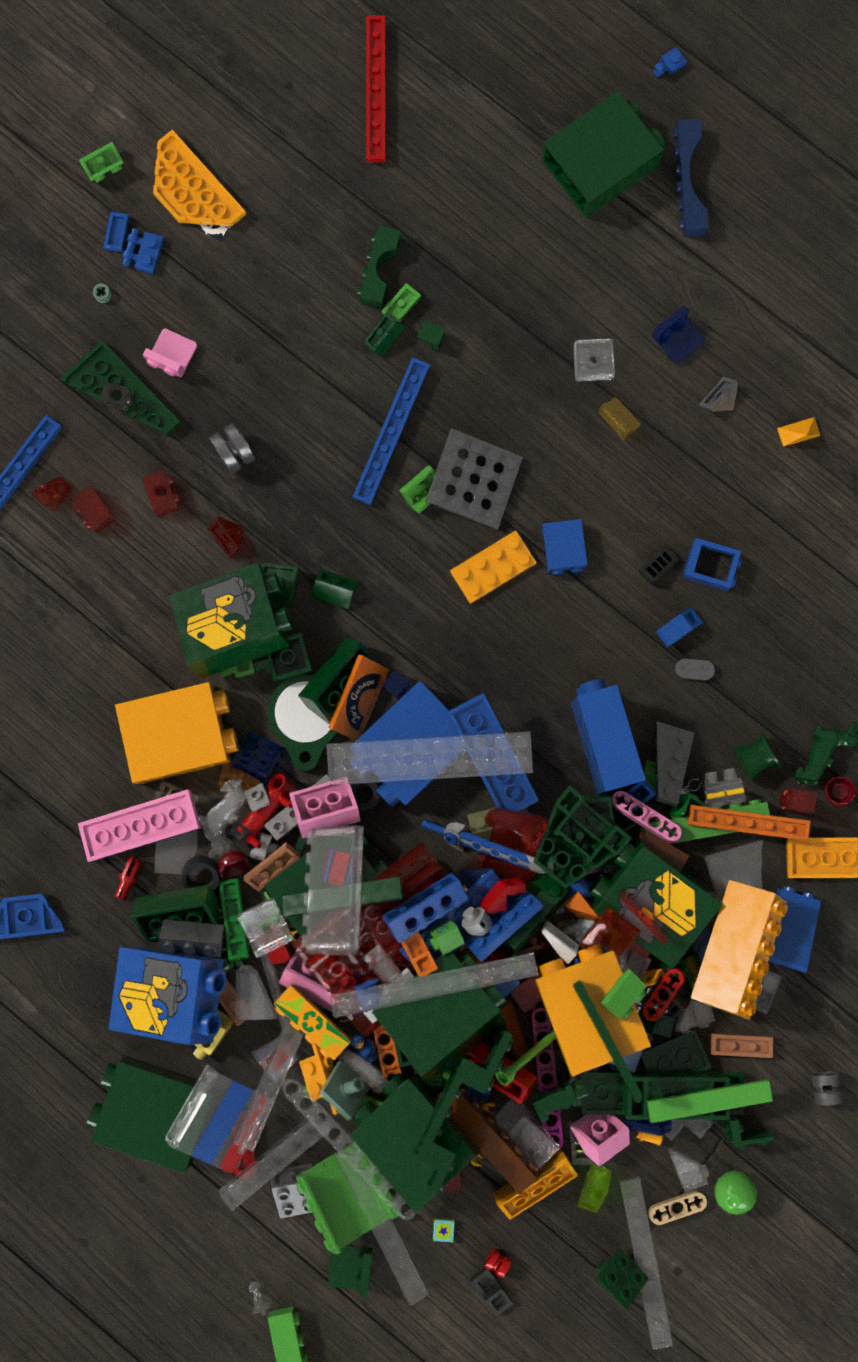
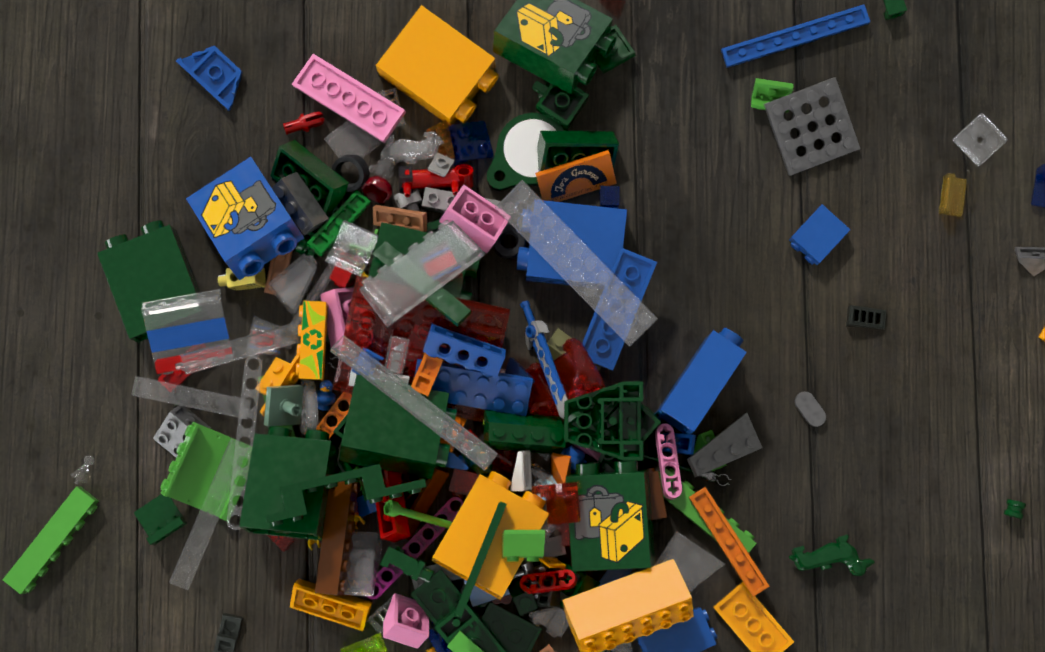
camera: 45 degrees right, 0 degrees up
(240, 670) = (523, 75): bright green plate -> none
(334, 589) = (641, 93): dark green panel -> none
(443, 1230) = (242, 564): tile -> none
(446, 937) = (455, 384): bright green brick -> none
(472, 921) = (485, 393): light grey piece -> none
(493, 567) = (758, 196): light orange plate -> none
(496, 898) = (515, 397): red slope -> none
(498, 1263) = (251, 618): red wheel -> none
(504, 924) = (499, 417): blue plate -> none
(638, 911) = (592, 516): clear red tile -> none
(679, 627) = (832, 370): blue slope -> none
(687, 799) = (707, 482): green bracket -> none
(689, 573) = (886, 365): blue window -> none
(723, 792) = (745, 508): clear hips -> none
(756, 757) = (783, 507): dark green hat -> none
(798, 801) = (776, 566): clear red brick -> none
(840, 791) = (811, 592): dark red hair -> none

